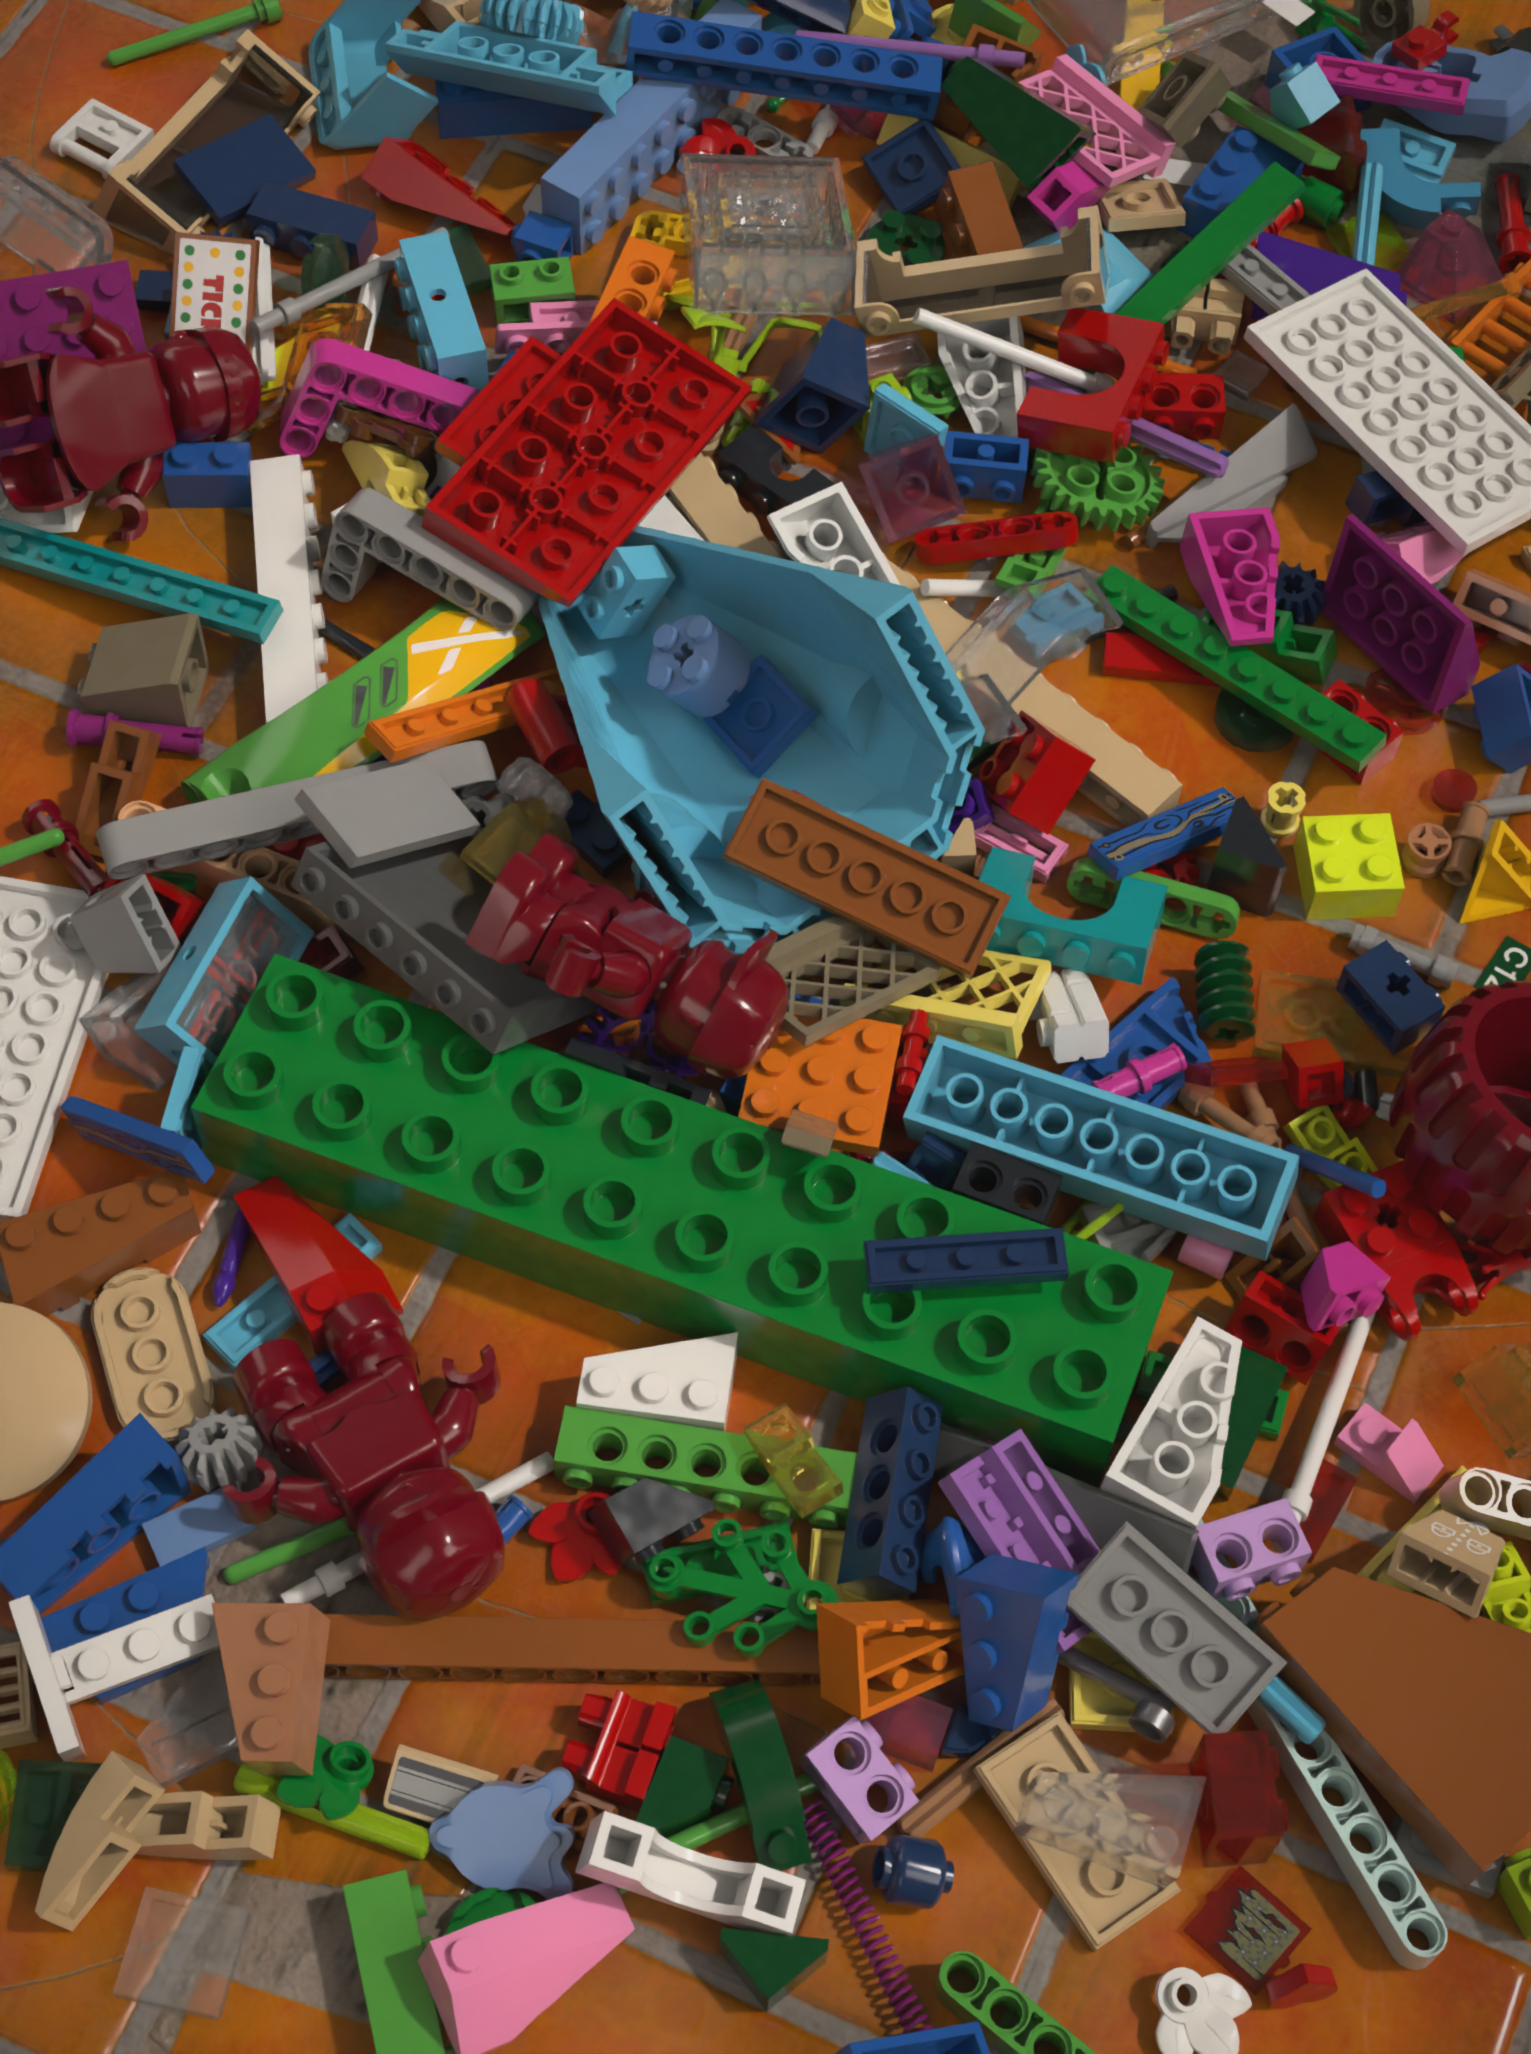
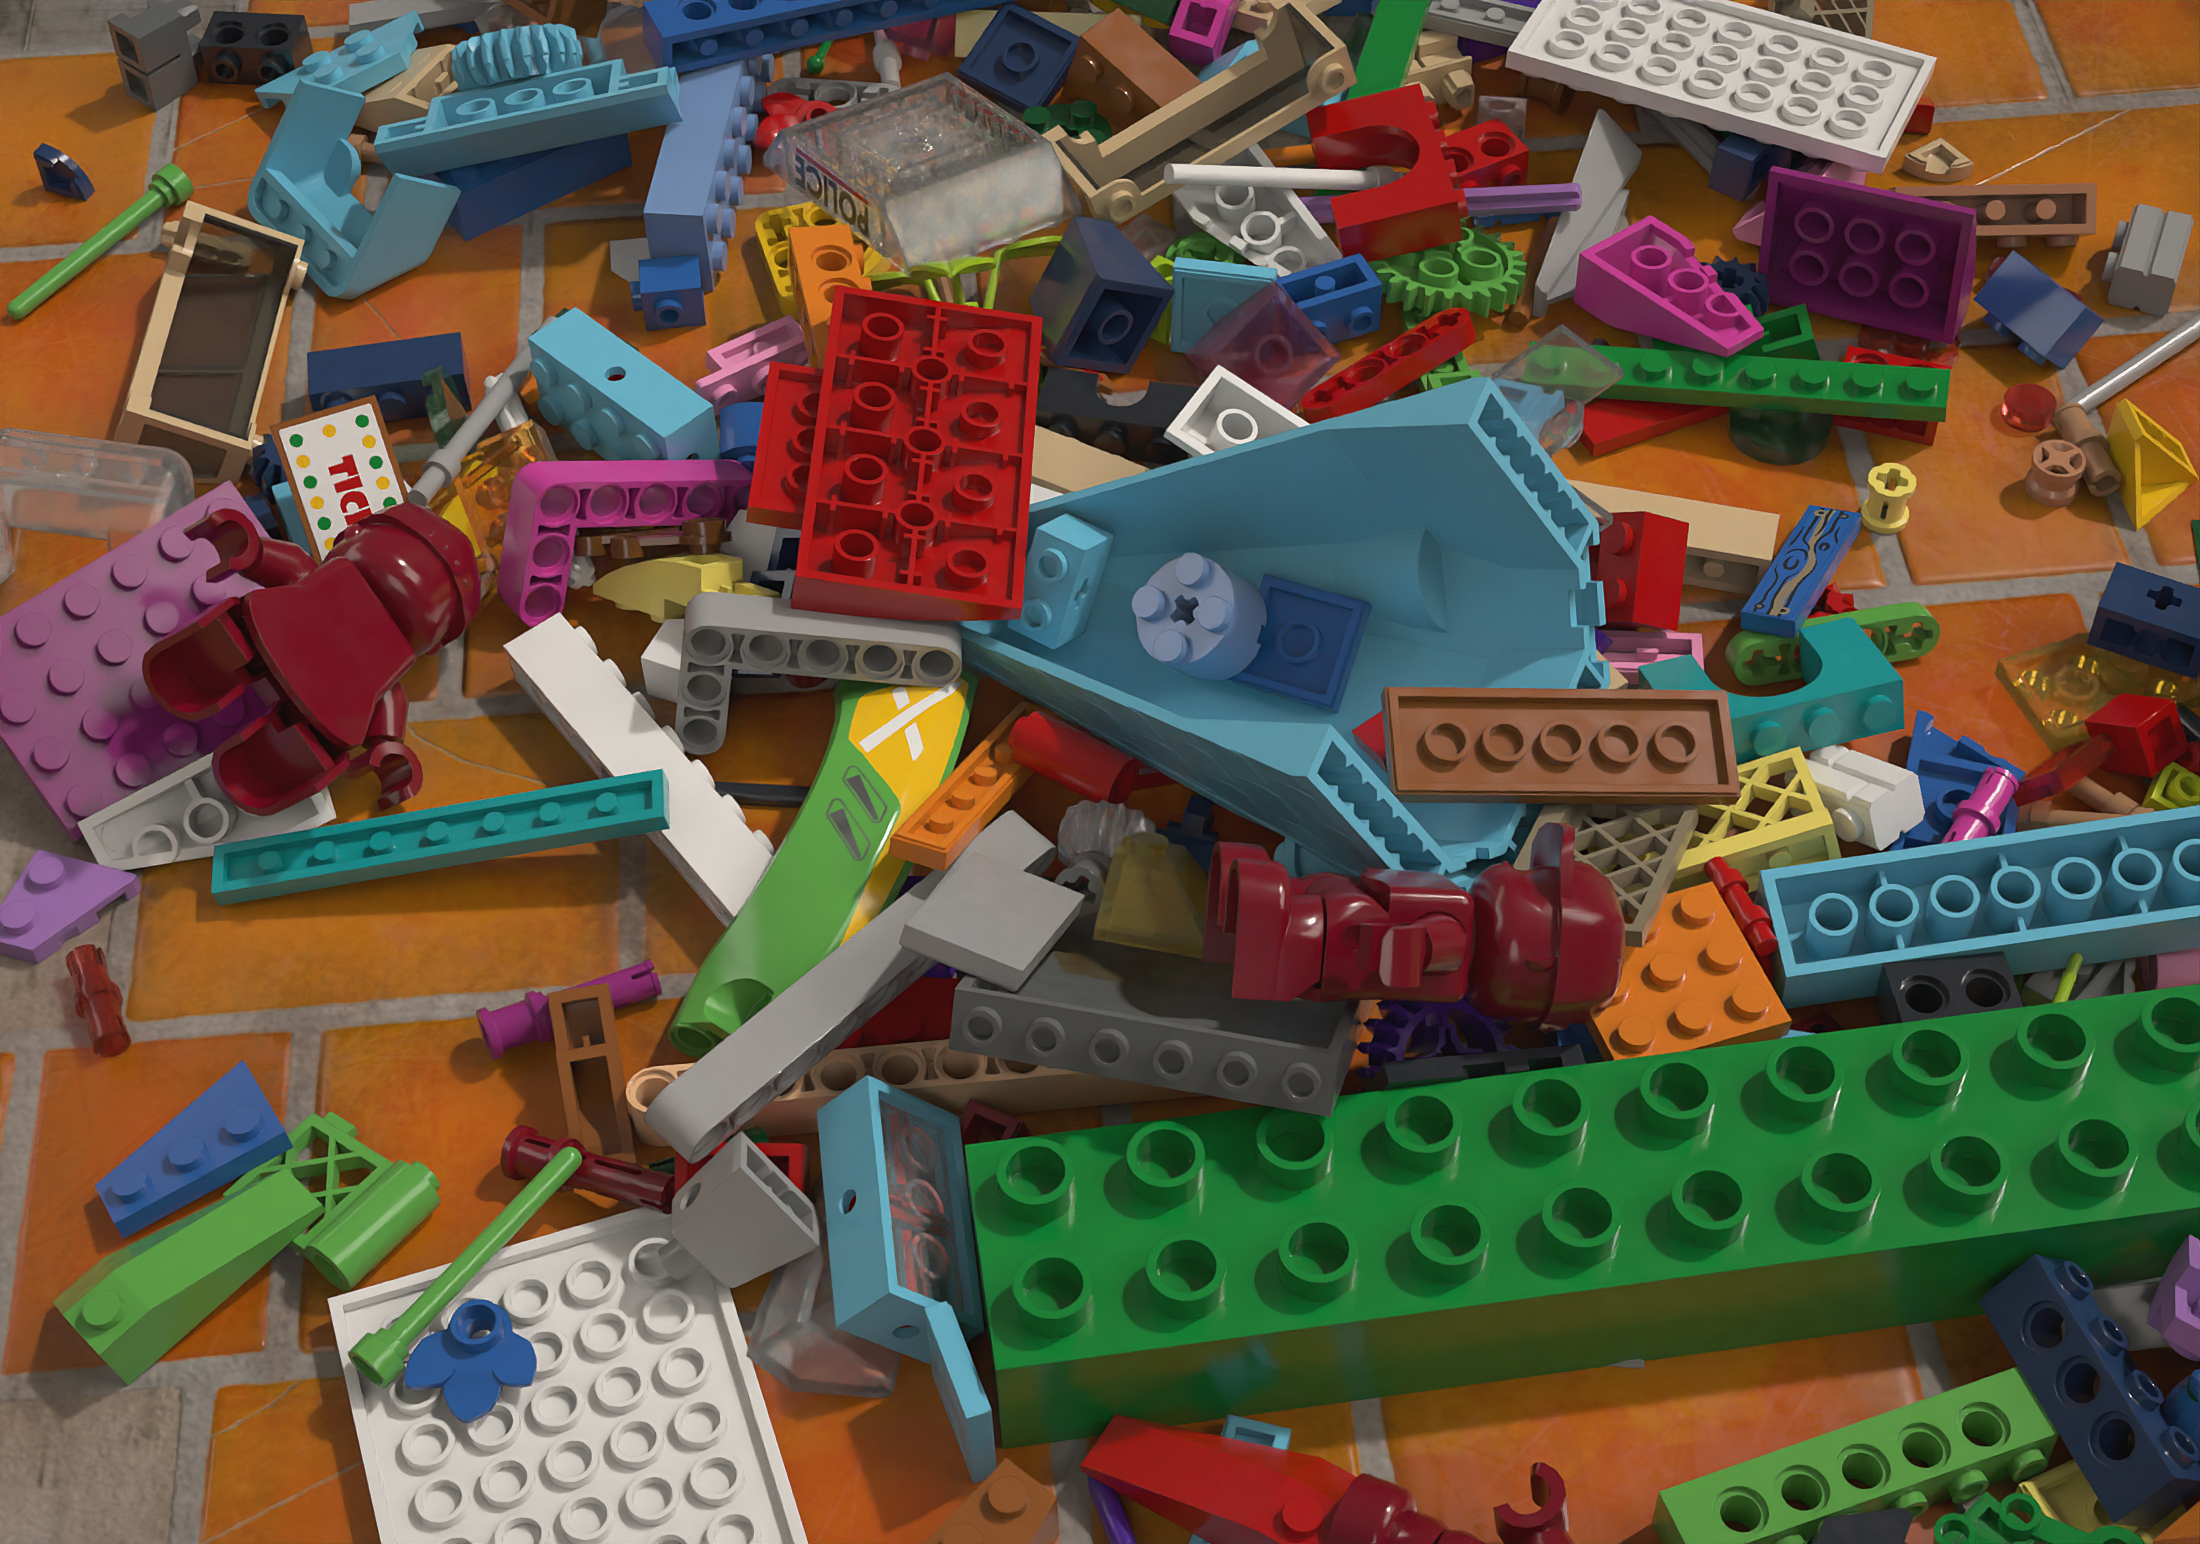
camera: 25 degrees left, 10 degrees down
(105, 129) = (67, 383): white plate -> none
(138, 1139) = (932, 1451): blue tile -> none
(147, 671) = (539, 924): dark tan slope -> none
(208, 475) = (461, 685): blue brick -> none
(235, 166) = (262, 355): dark blue tile -> none
(418, 178) = (485, 287): red wedge -> none
(526, 282) = (684, 335): bright green brick -> none
(664, 1382) = (1745, 1406): white wedge -> none
(793, 1461) = (1971, 1418): clear yellow slope -> none
(809, 1133) = (1731, 1031): dark tan tile -> none
(935, 1161) = (1841, 1008): dark blue tile -> none
(965, 1260) = (2012, 1076): dark blue tile -> none
(1224, 992) = (1982, 700): dark green piece -> none
(1247, 863) = (1906, 555): black slope -> none
(1348, 866) = (1999, 521): neon yellow brick -> none
(1440, 971) = (2070, 586): light grey bar -> none

